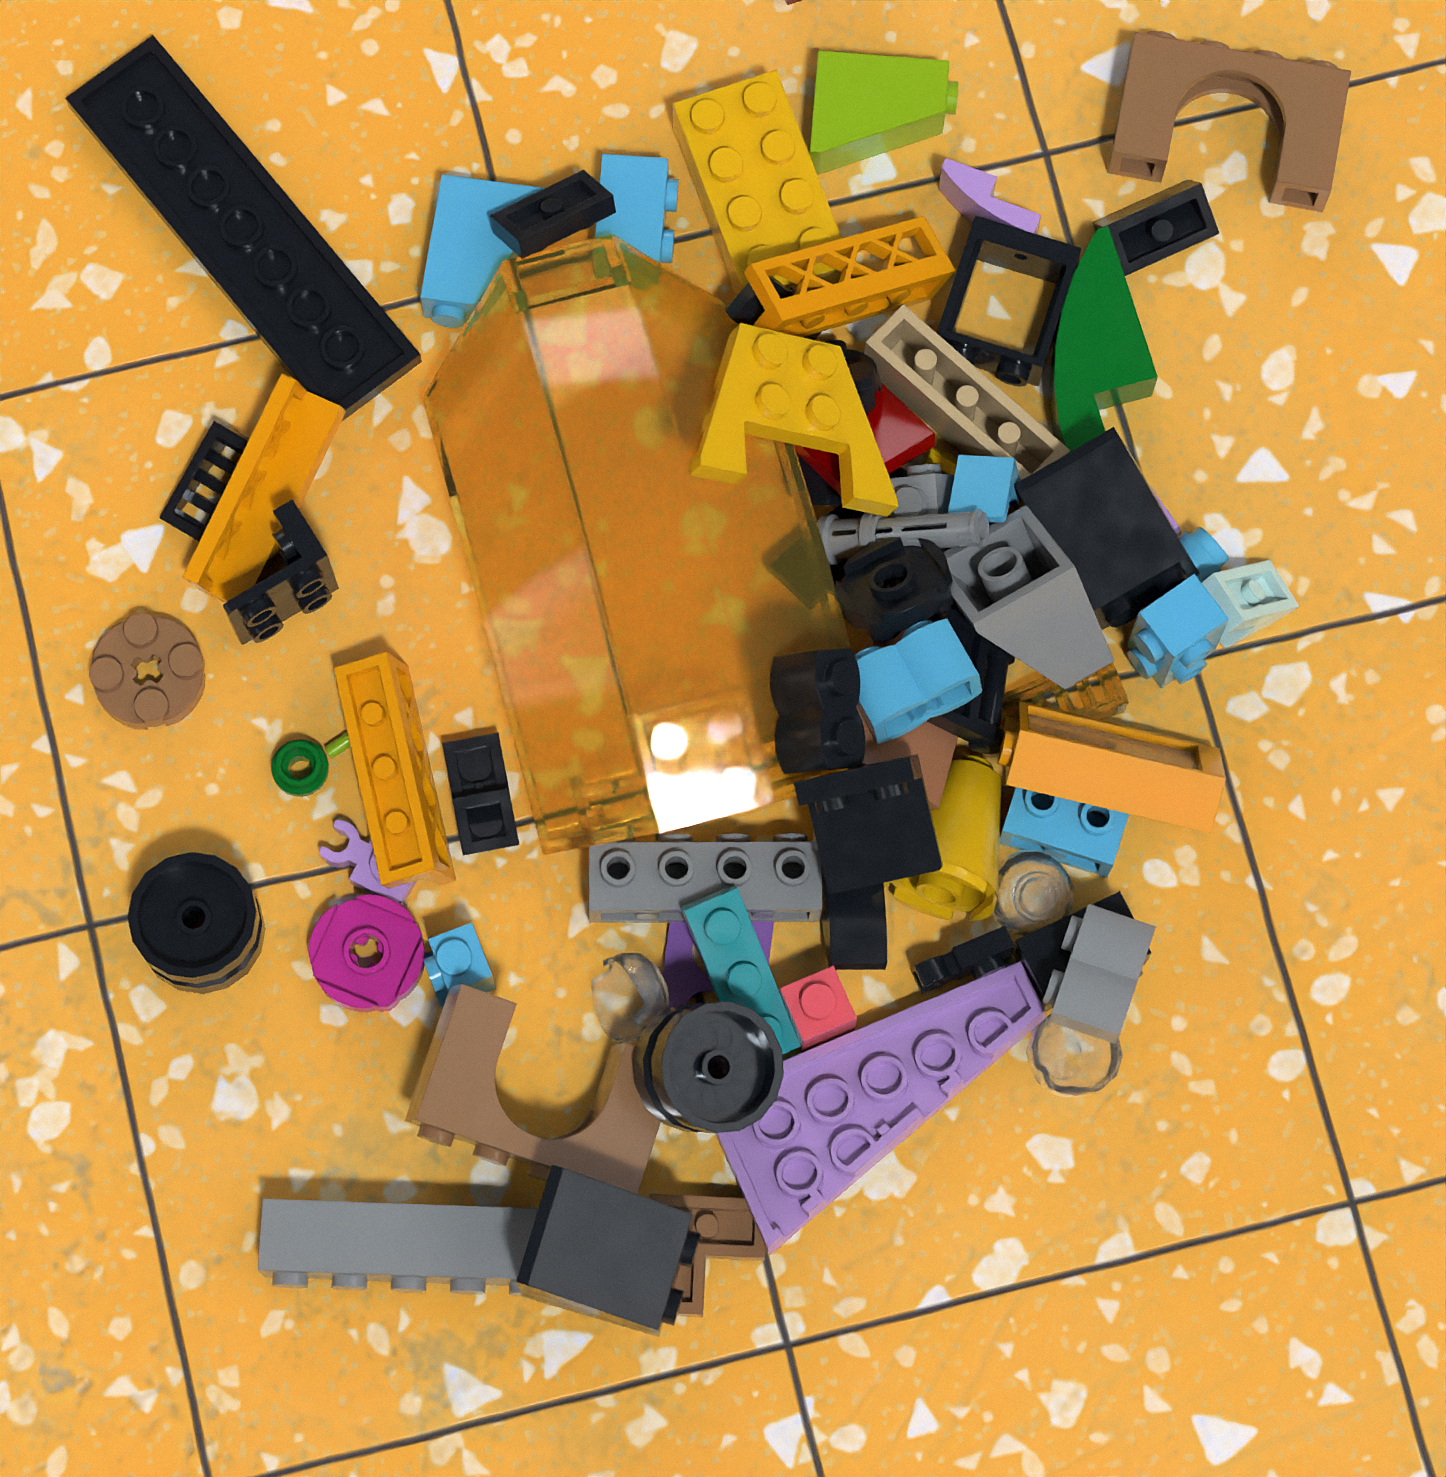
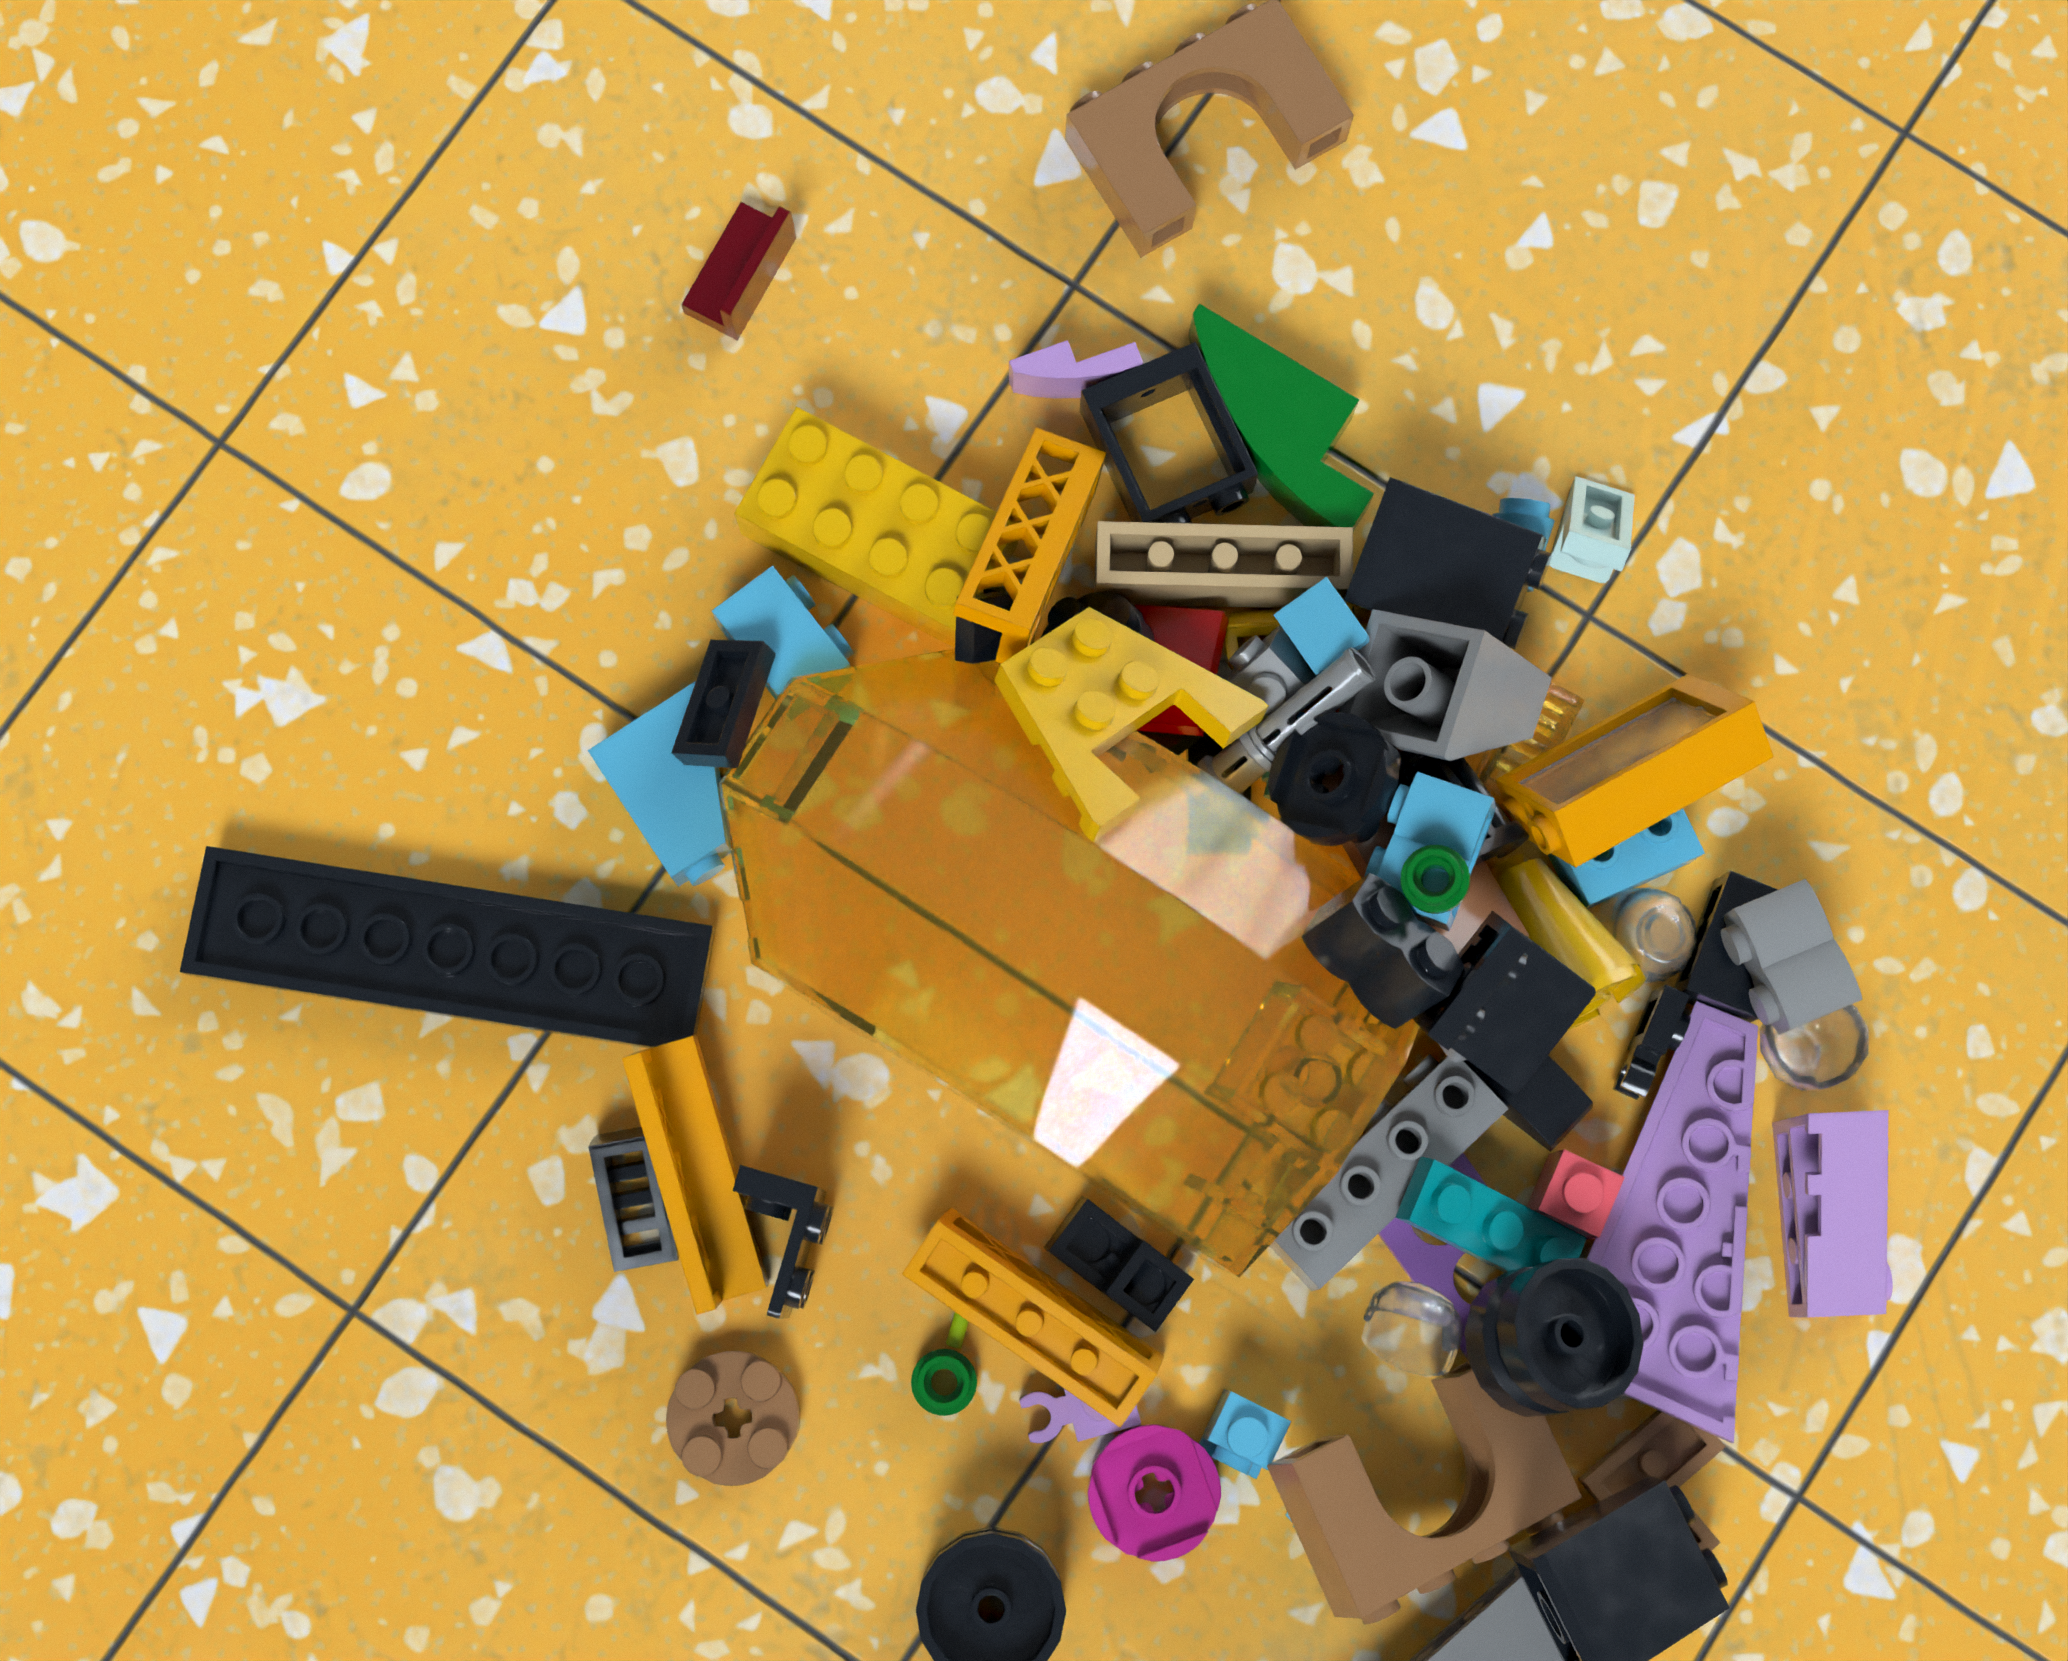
camera: 45 degrees left, 5 degrees up
(876, 105) = (899, 364): lime slope -> none
(883, 673) = (1430, 858): none -> green plate
(982, 1175) = (1834, 1212): none -> lavender wedge
(1160, 225) = (1226, 264): black slope -> none
(1176, 634) = (1577, 607): medium azure brick -> none

